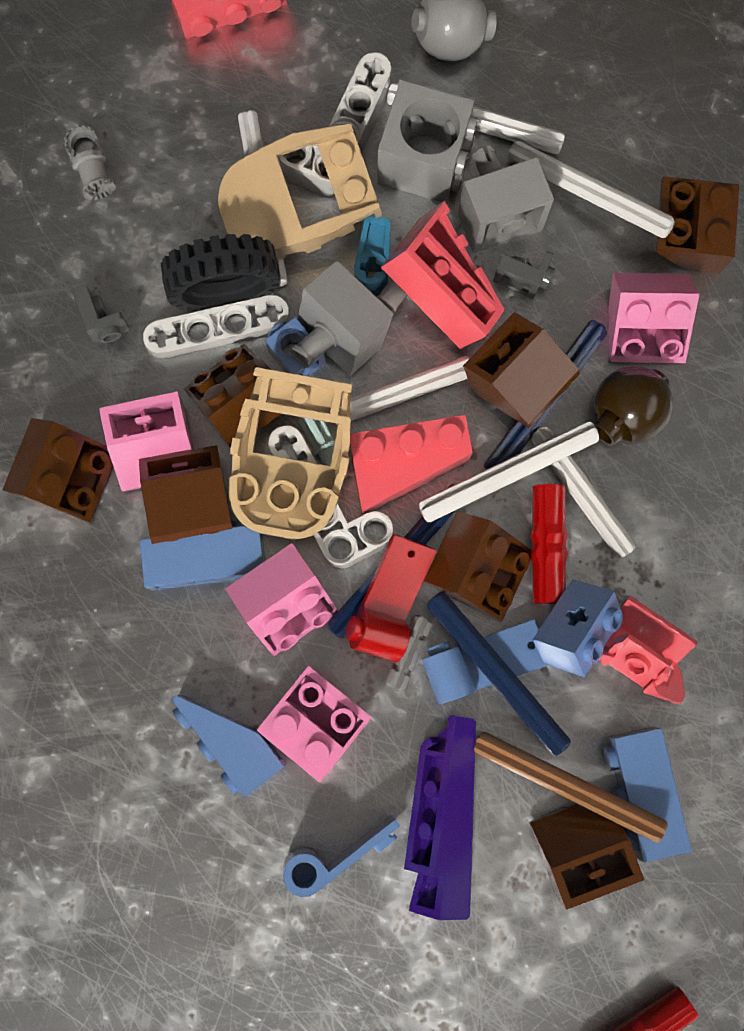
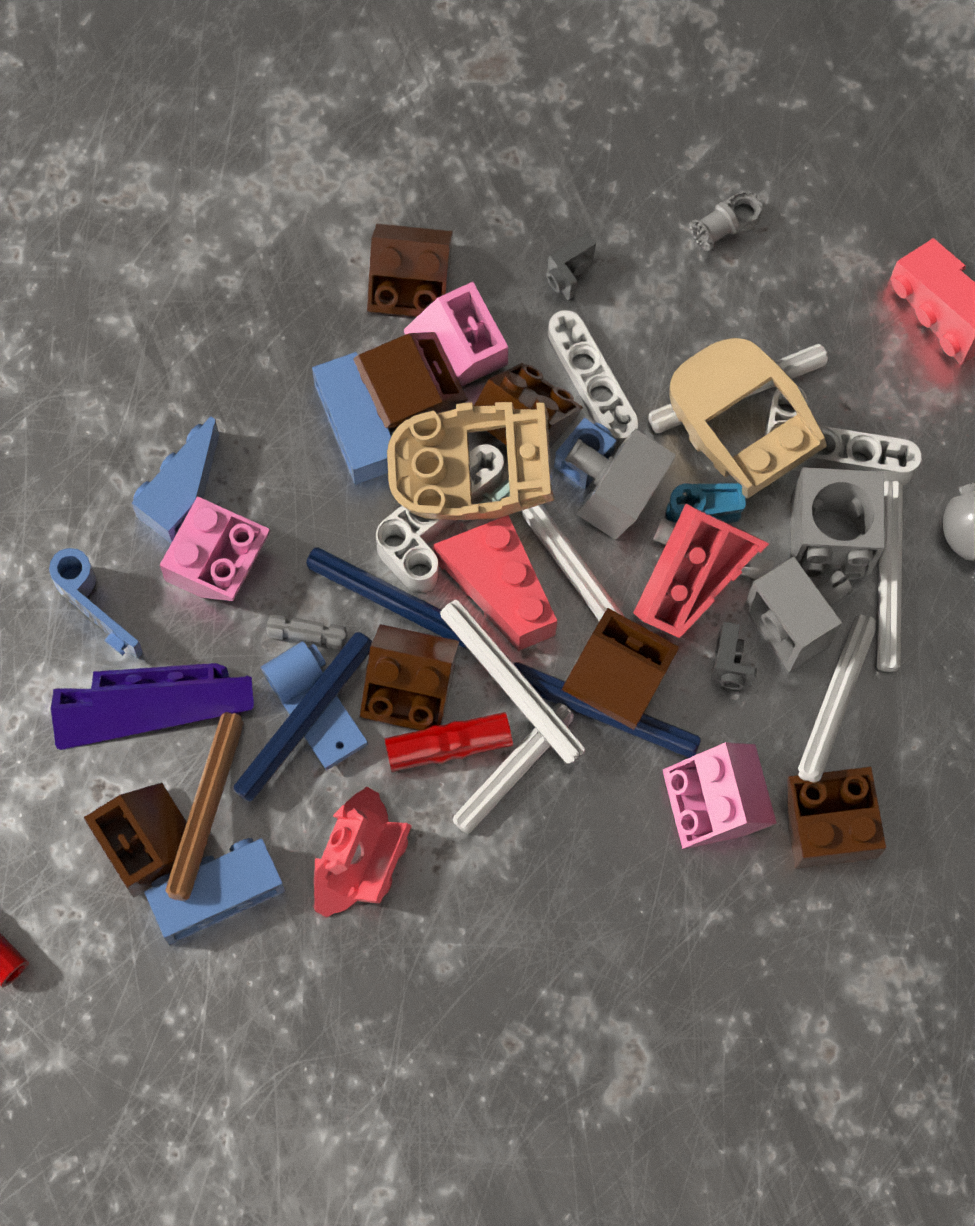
camera: 75 degrees right, 10 degrees down
(220, 272) = (637, 356): black tyre -> none
(282, 600) = (328, 495): bright pink slope -> none
(380, 622) = (354, 596): door -> none
(578, 628) = (366, 779): medium blue brick -> none
(632, 405) = (615, 792): dark brown brick -> none

